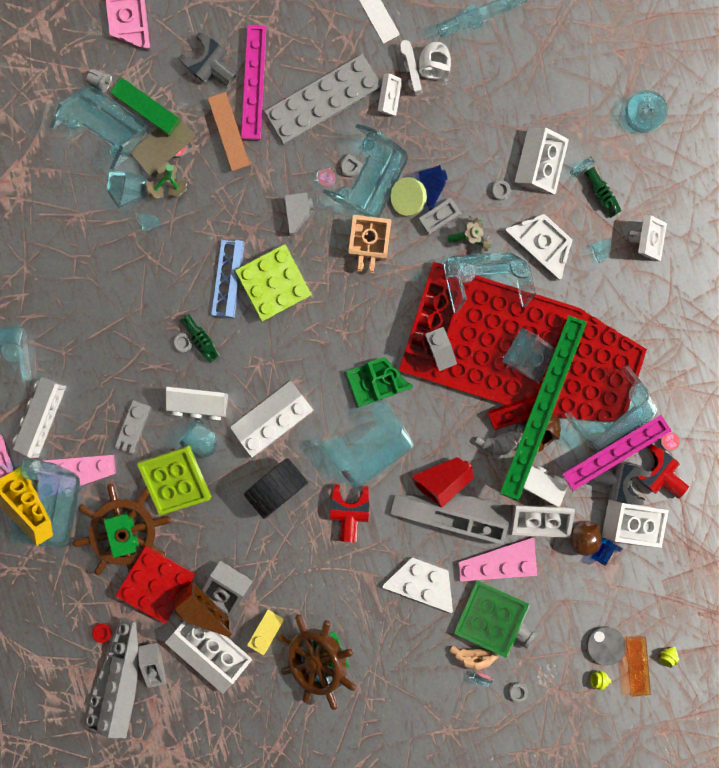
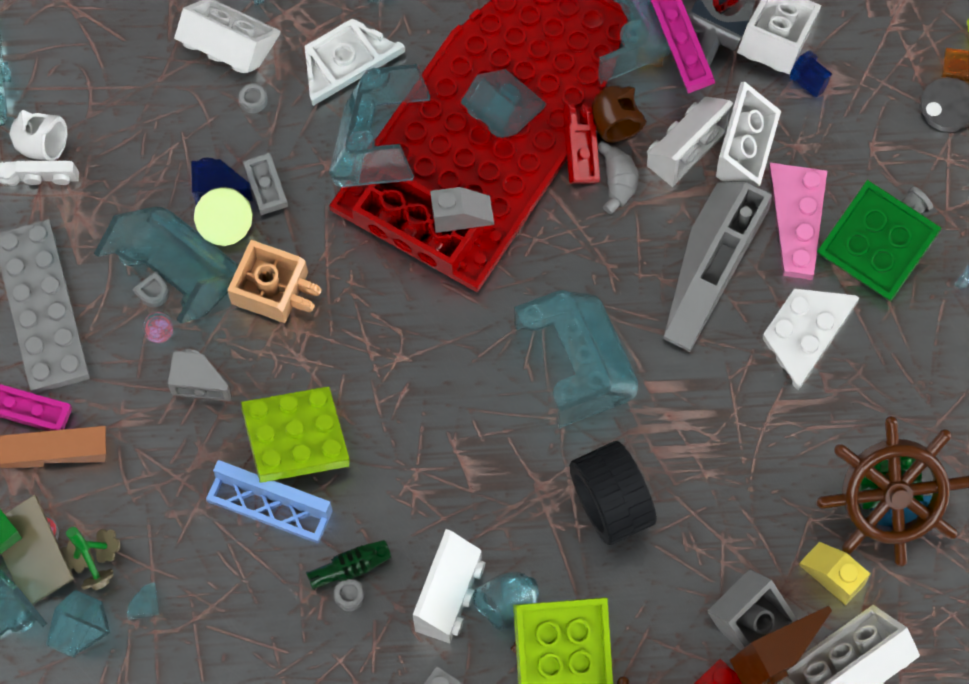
camera: 80 degrees left, 20 degrees down
(271, 419) = (504, 485): white slope -> none
(349, 513) = (675, 406): red connector -> none
(375, 382) = (485, 327): green slope -> none
(389, 94) = (62, 209): white plate -> none
(444, 480) = (657, 261): red slope -> none
(472, 235) = (302, 134): dark tan plant -> none
(474, 658) = (934, 279): light nougat piece -> none
(543, 408) = (587, 95): green plate -> none
(586, 538) = (788, 91): reddish brown piece -> none

